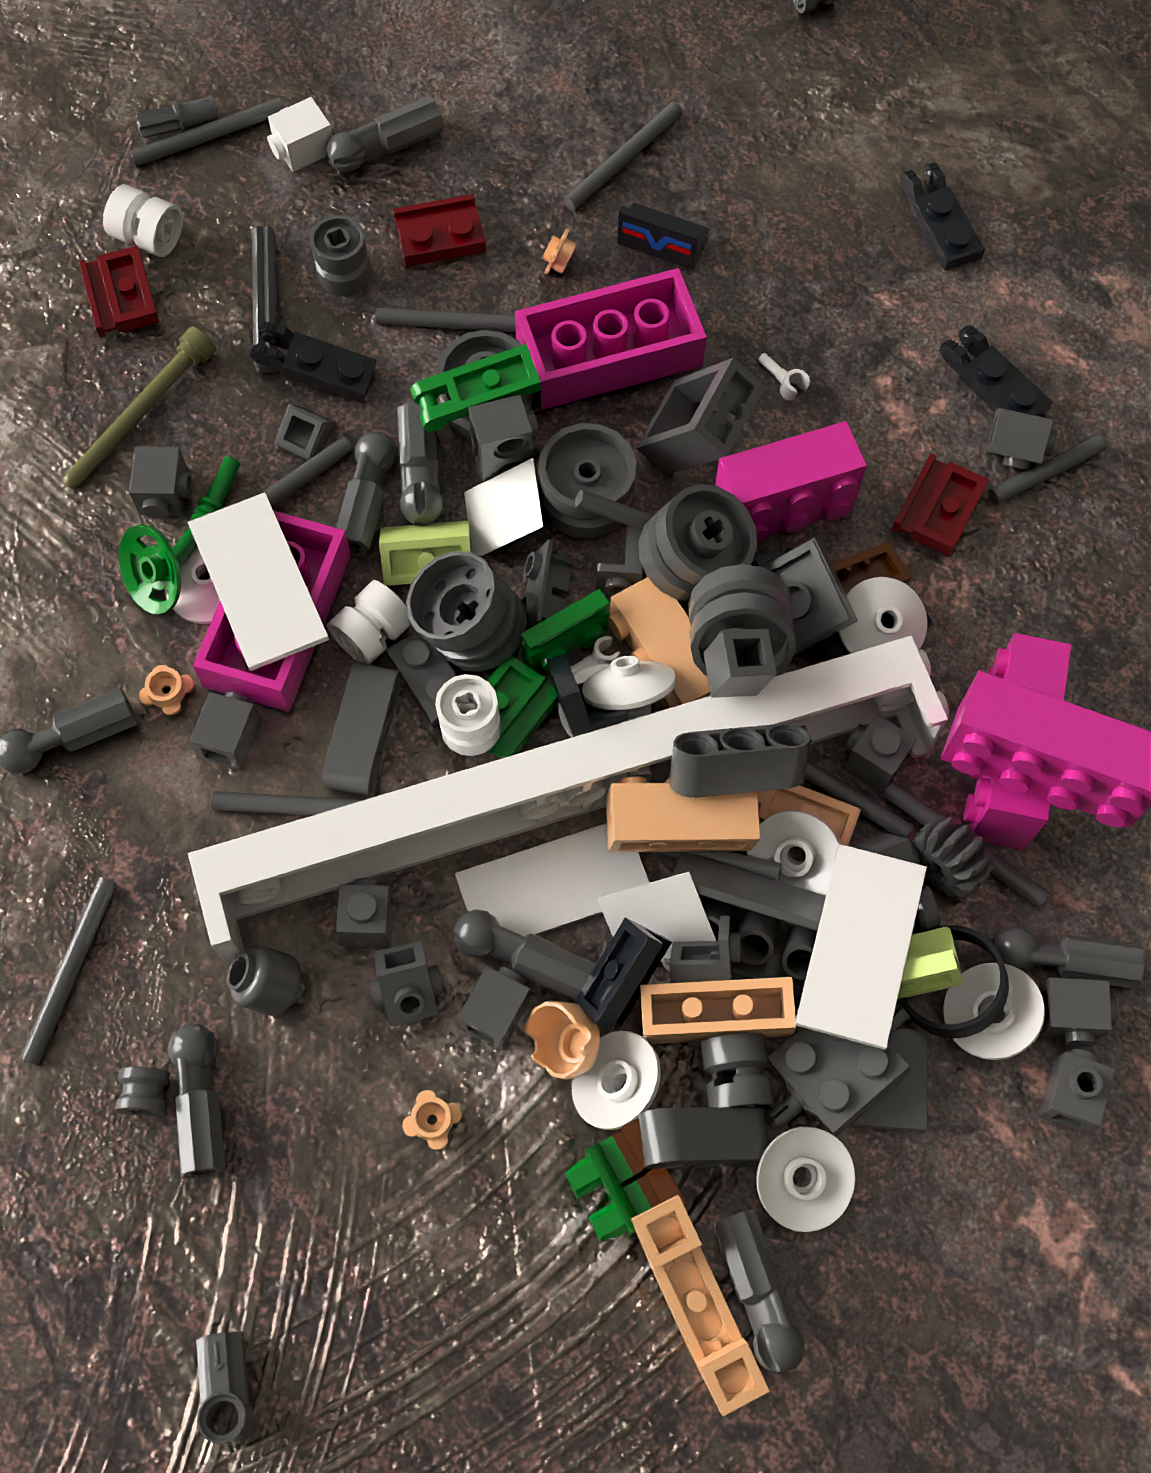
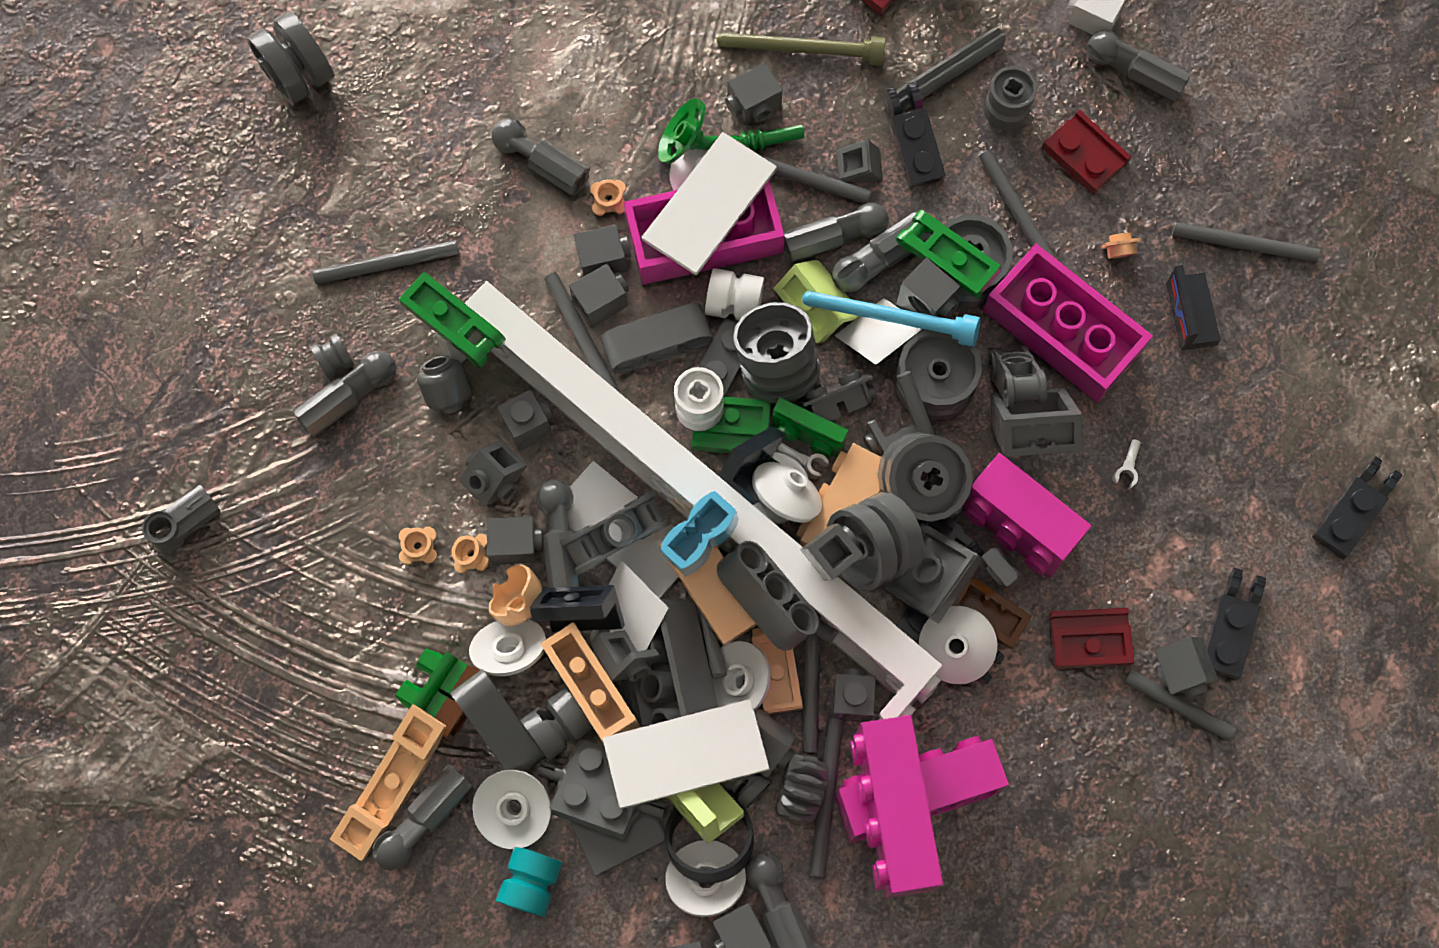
camera: 60 degrees right, 5 degrees up
(210, 913) = (451, 318): none -> green plate
(273, 758) = (599, 294): none -> dark grey brick
(466, 1069) = (462, 549): none -> light nougat plate
(560, 915) = (594, 544): none -> dark grey piece
(567, 418) = (962, 329): none -> medium azure piece
(644, 404) = (1017, 376): none -> dark grey piece
(645, 795) = (707, 526): none -> medium azure brick
(833, 531) = (1004, 568): none -> dark grey plate
(900, 1205) = (529, 881): none -> teal wheel

